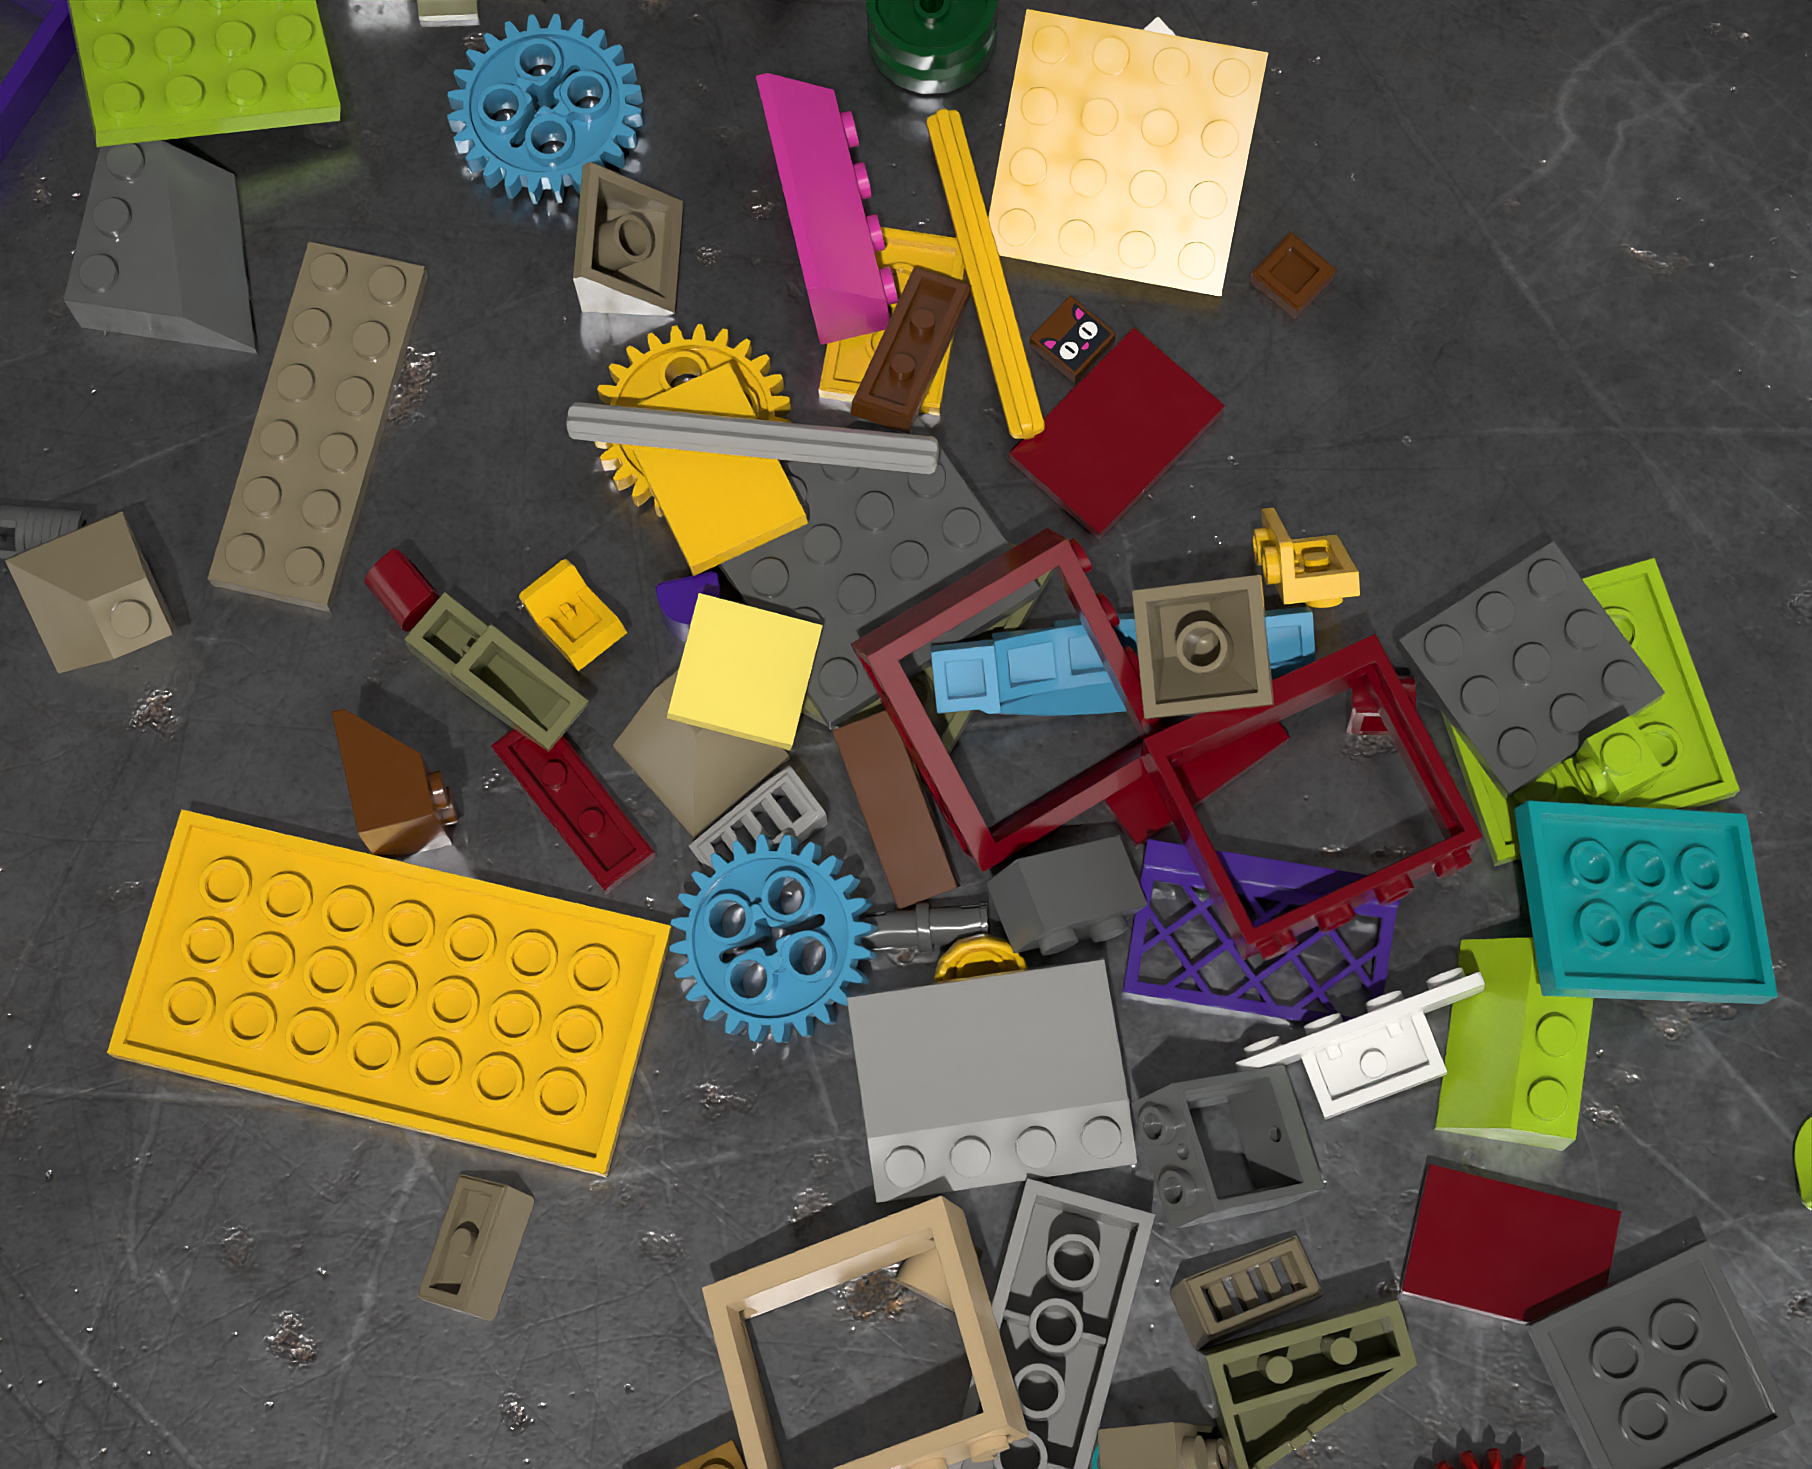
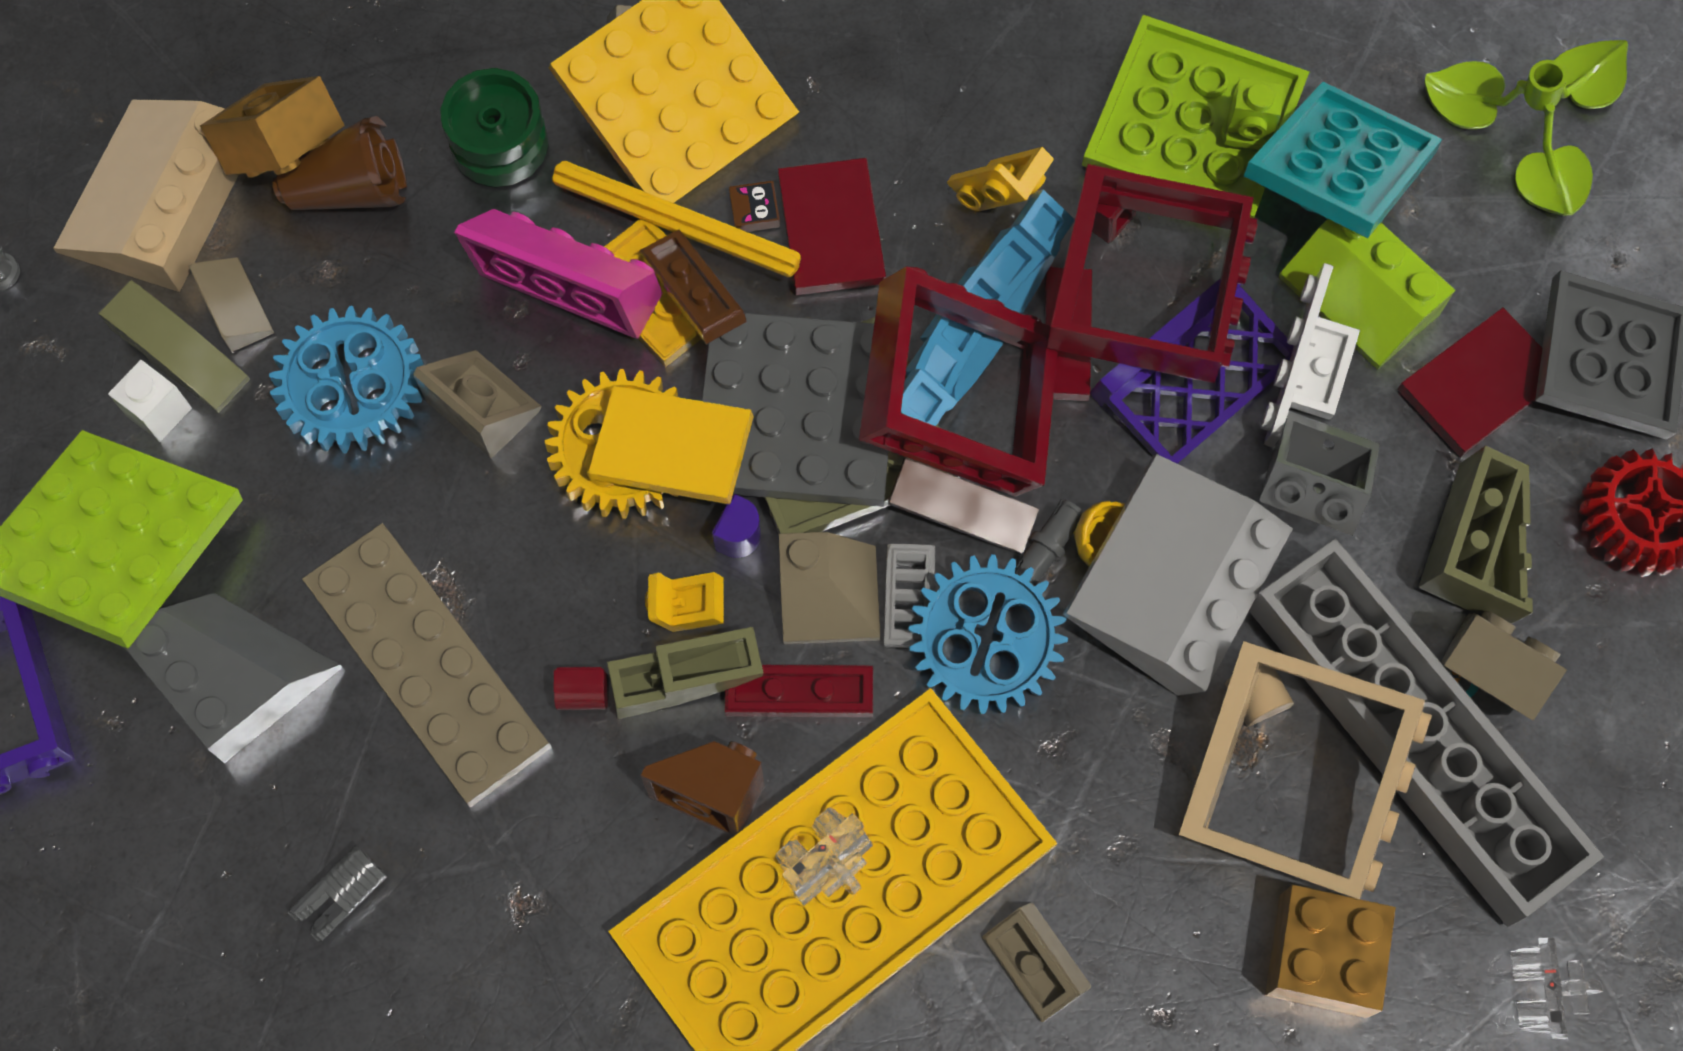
camera: 55 degrees left, 5 degrees down
(91, 594) = (418, 881): dark tan slope -> none
(401, 962) = (830, 861): none -> clear hips
(744, 671) = (818, 517): light yellow tile -> none
(753, 438) = (676, 404): light grey axle -> none
(1067, 895) = (1099, 450): dark grey brick -> none
(1197, 1316) = (1396, 565): dark tan slope -> none
(1203, 647) = (1023, 253): dark tan slope -> none
(1292, 275) = (817, 70): reddish brown tile -> none
(1529, 669) = (1160, 116): dark grey plate -> none

